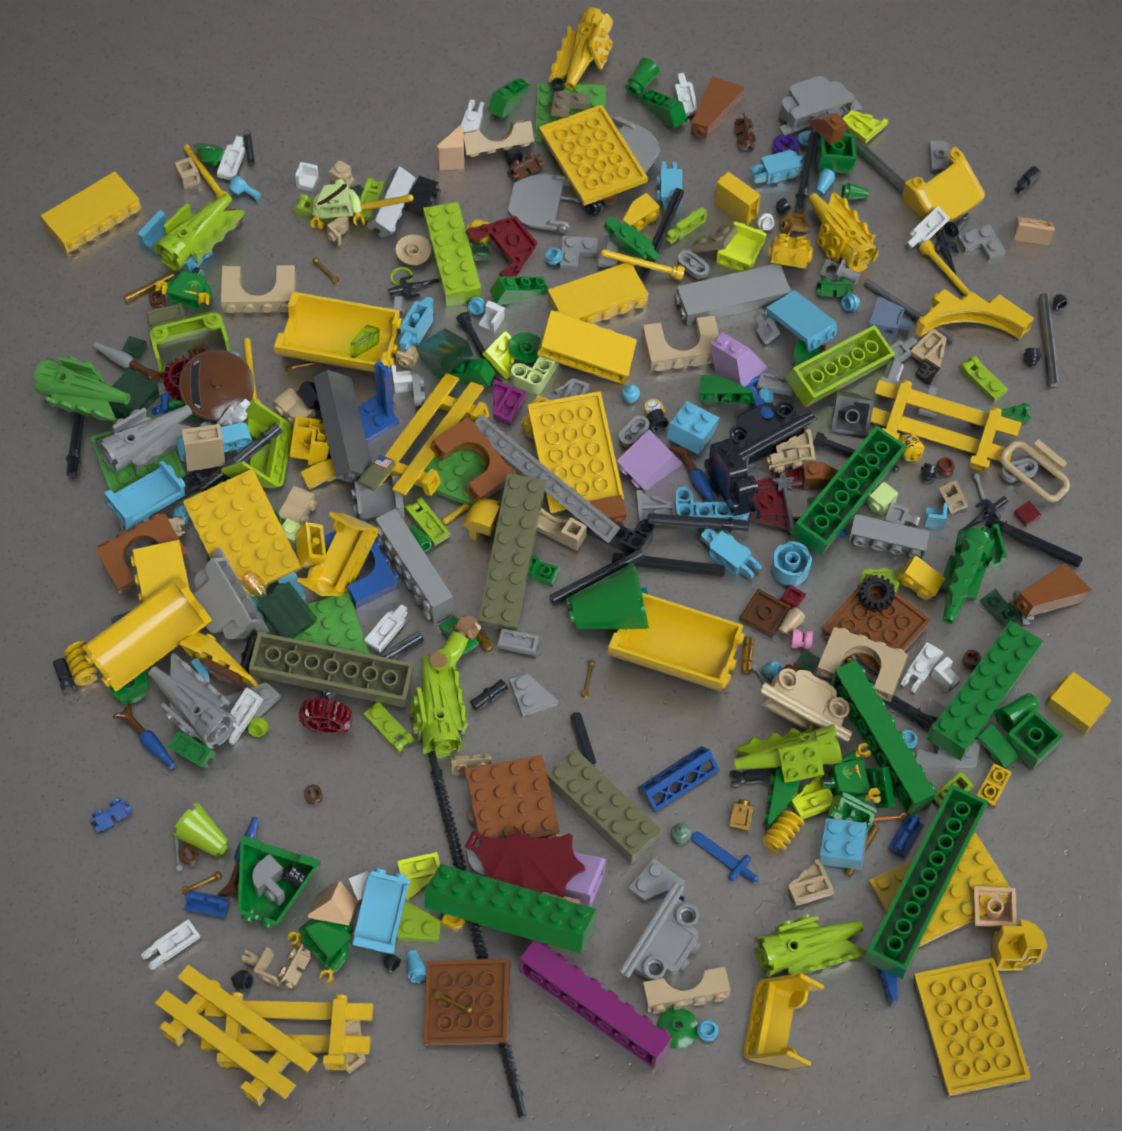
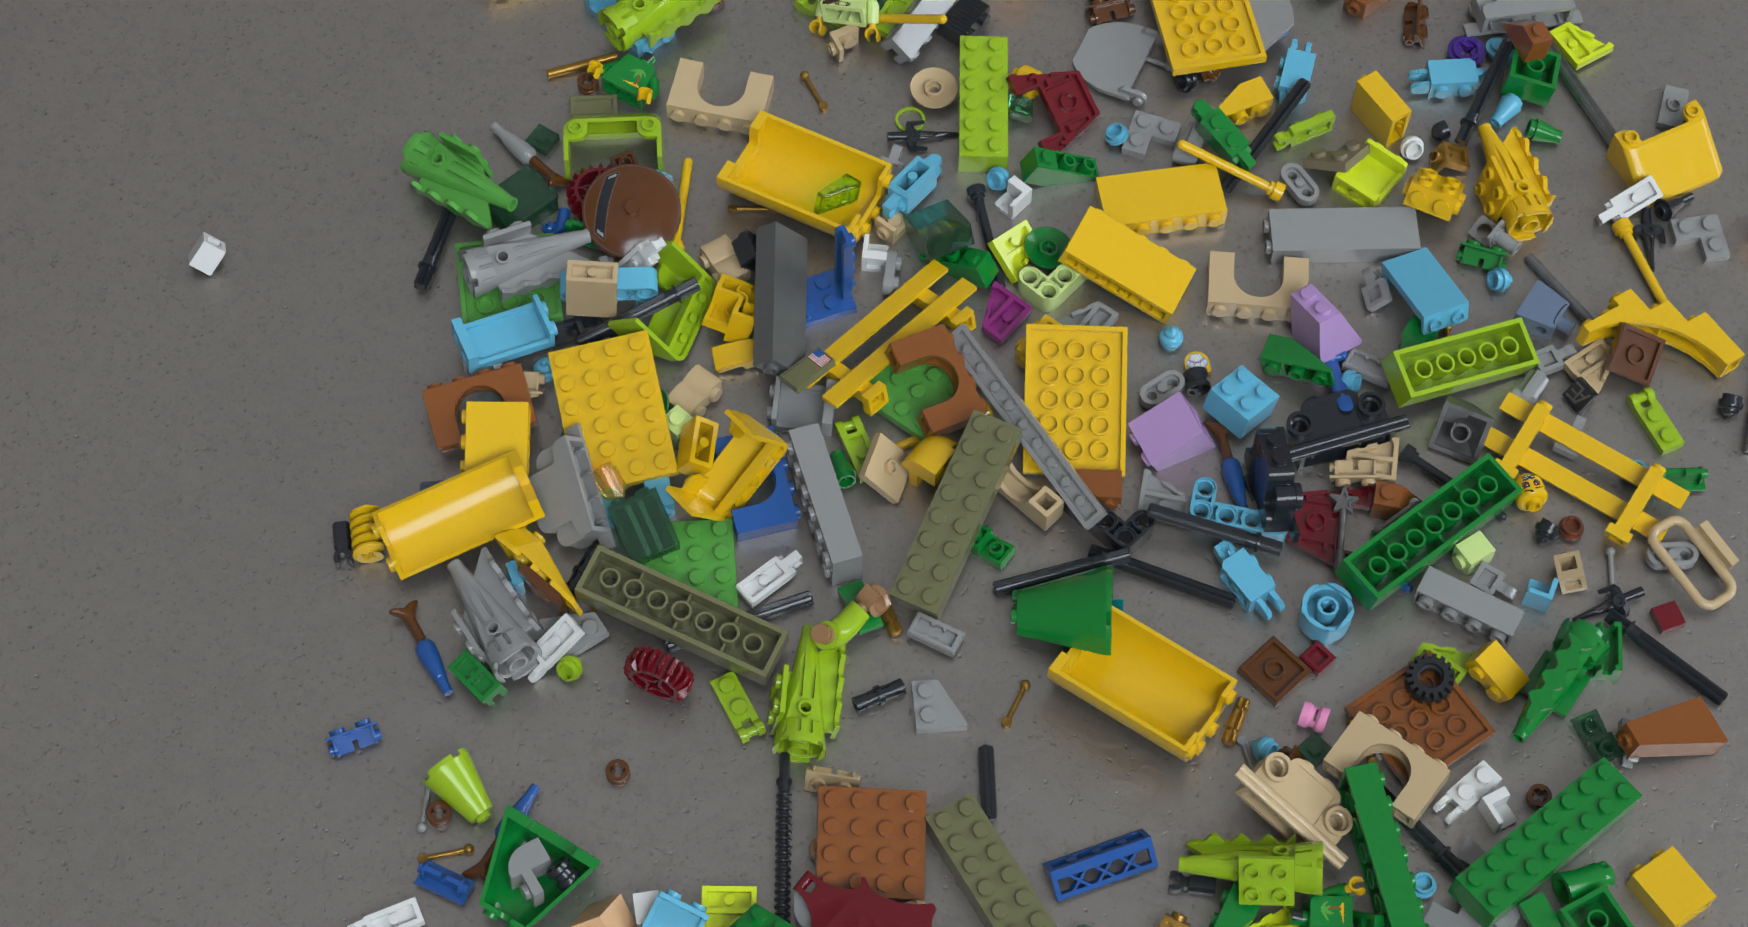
camera: 15 degrees right, 0 degrees up
(133, 694) = (426, 587): green plate -> none
(450, 531) = (883, 468): none -> tan plate
(791, 621) = (1308, 688): tan cone -> none
(833, 472) = (1412, 503): none -> light grey hinge
(958, 334) = (1634, 354): none -> reddish brown tile

